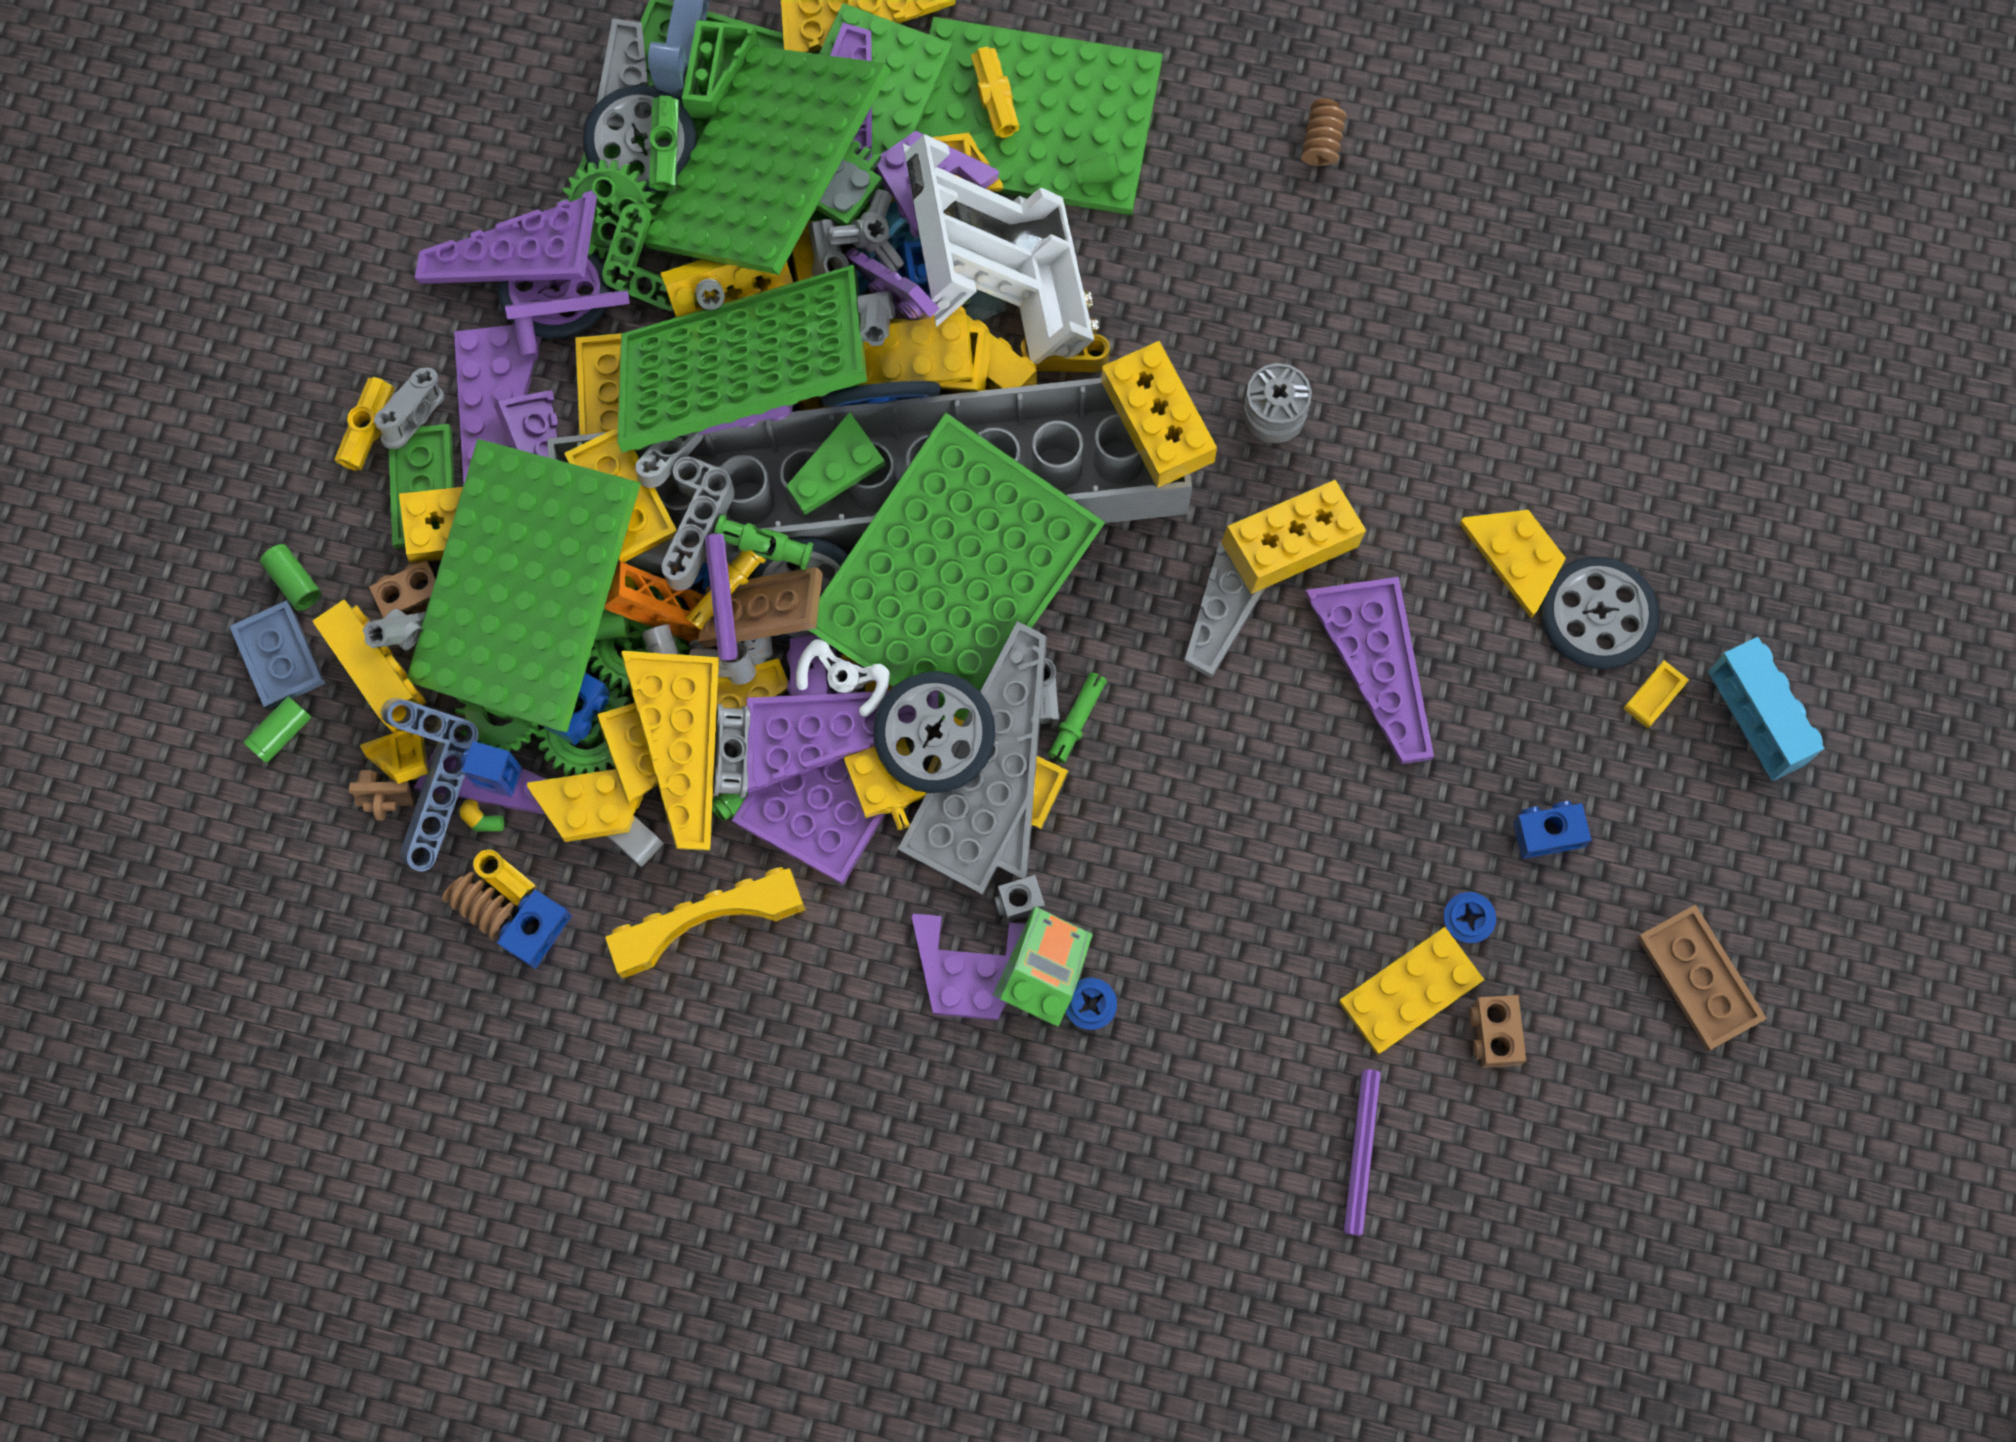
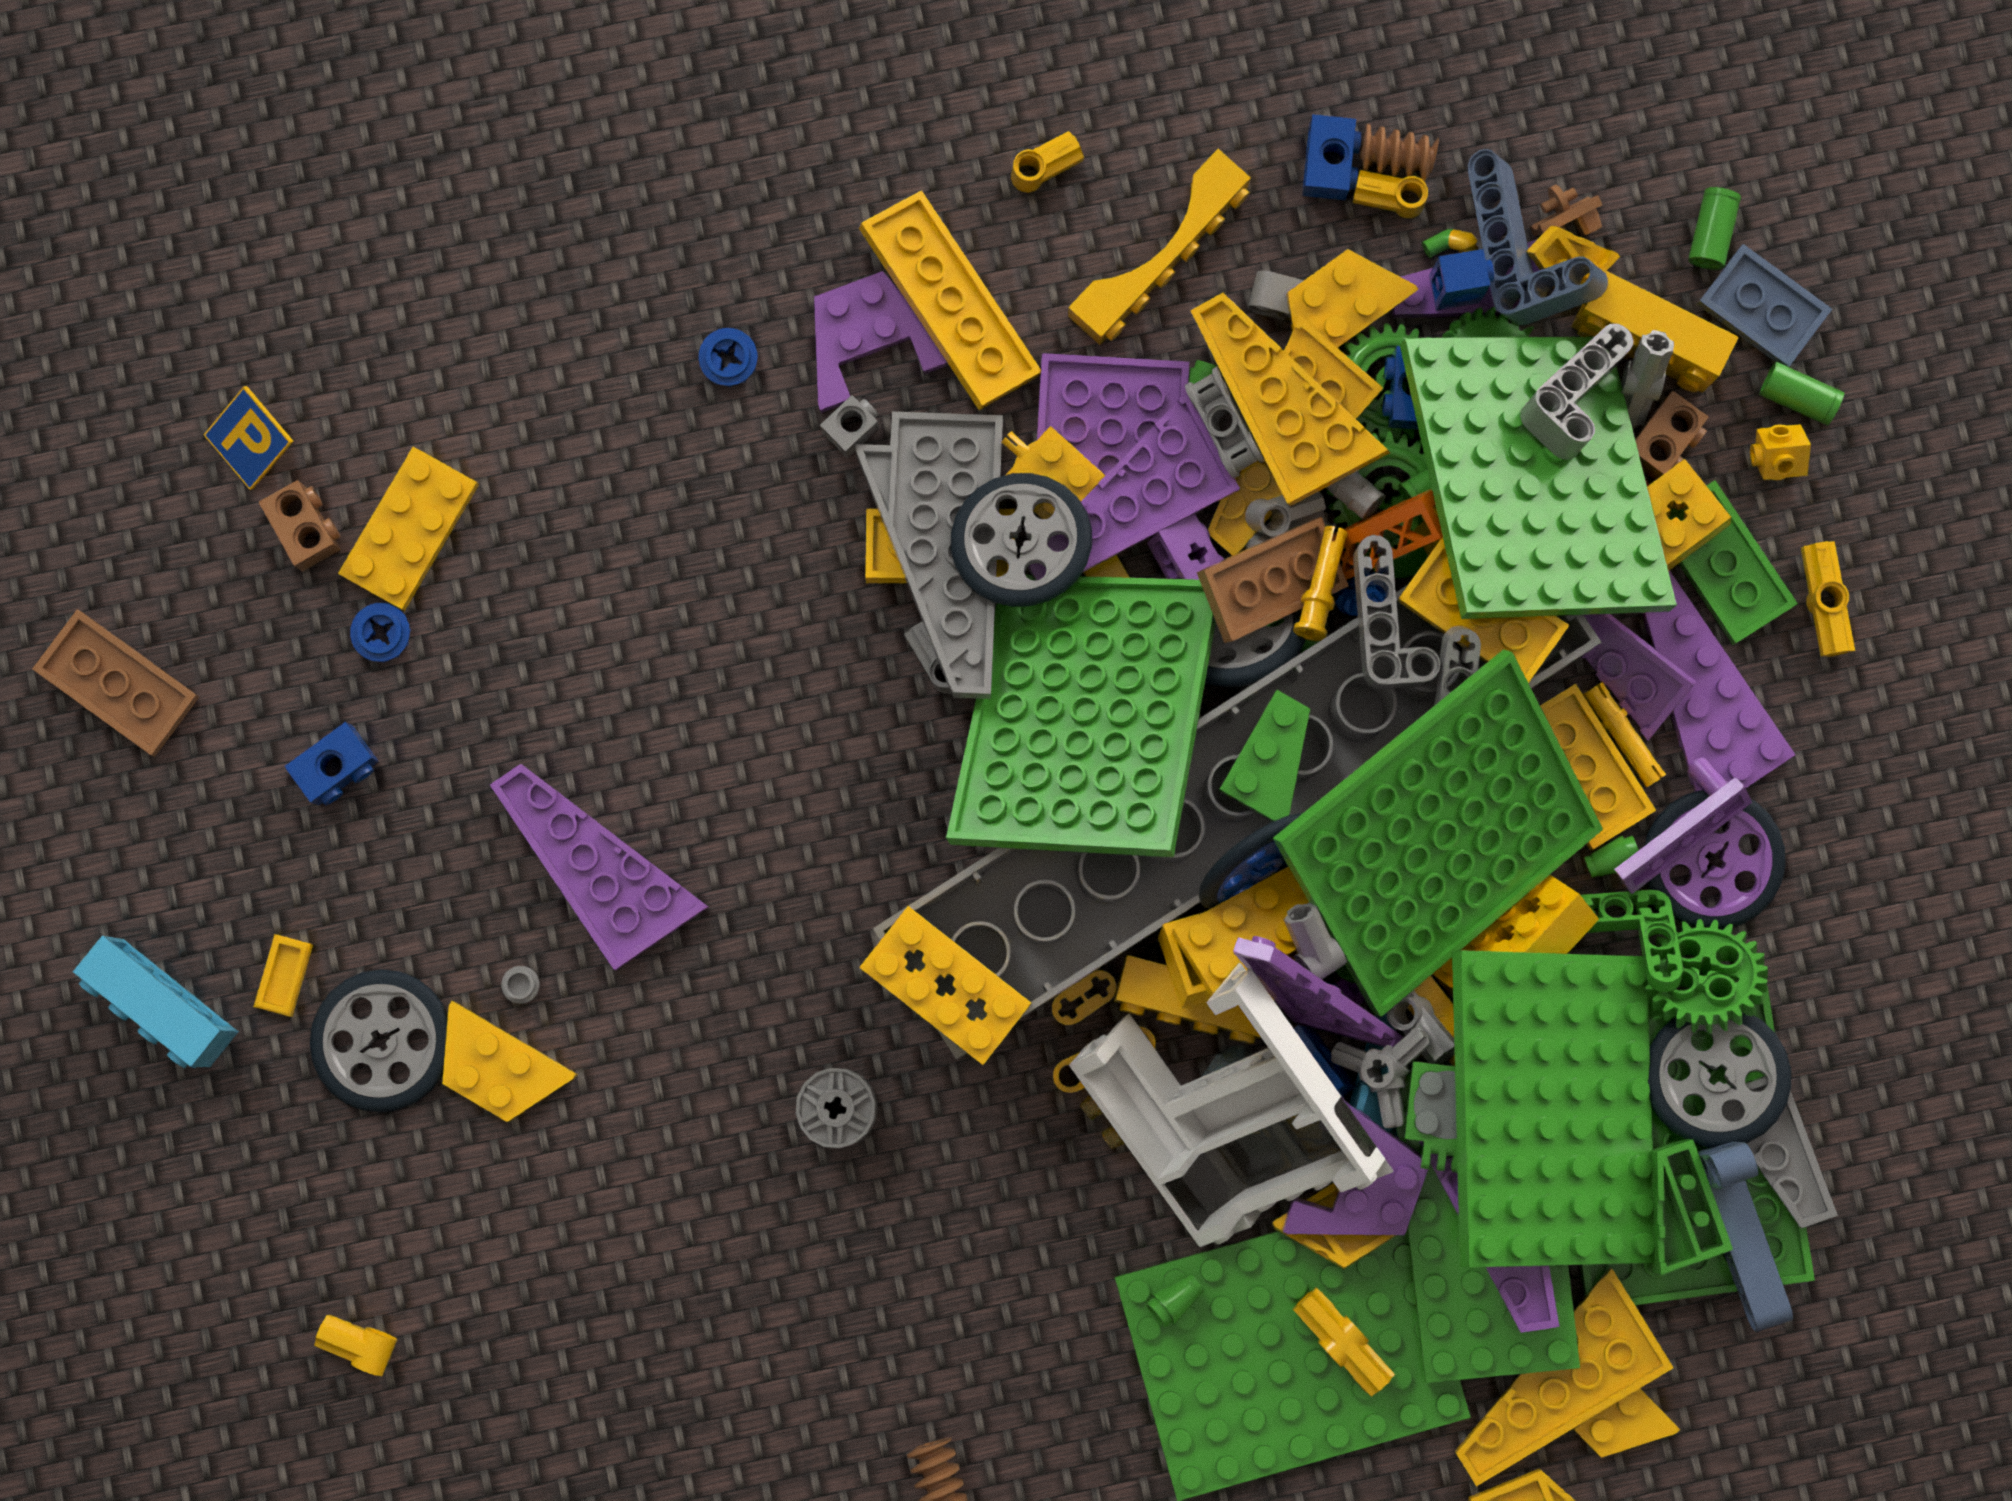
camera: 150 degrees right, 10 degrees up
(332, 539) = (1781, 452): none -> yellow brick
(409, 408) = (1787, 635): light grey piece -> none
(448, 636) = (1553, 409): none -> light grey beam
(520, 249) = (1767, 882): medium lavender wing -> none
(567, 413) = (1628, 740): none -> yellow pin
(620, 320) = (1610, 856): none -> bright green cone
(664, 159) = (1671, 1051): bright green piece -> none
(710, 303) = (1527, 904): light grey bush -> none
(721, 596) = (1314, 556): medium lavender axle -> none
(749, 538) = (1308, 632): bright green piece -> none
(754, 1036) = (1048, 160): none -> yellow piece
(836, 671) = (1148, 557): white piece -> none
(891, 961) = (950, 300): none -> yellow plate
(1044, 966) = (789, 360): bright green slope -> none
(1071, 729) = (886, 647): bright green pin -> none
(1221, 615) = (786, 850): light grey wing -> none
(1293, 536) = (750, 981): yellow brick -> none
(1362, 1152) = (388, 342): medium lavender axle -> none
(1474, 603) = (520, 984): none -> light grey plate
(1512, 1123) = (248, 438): none -> blue piece
(1702, 401) = (365, 1348): none -> yellow piece

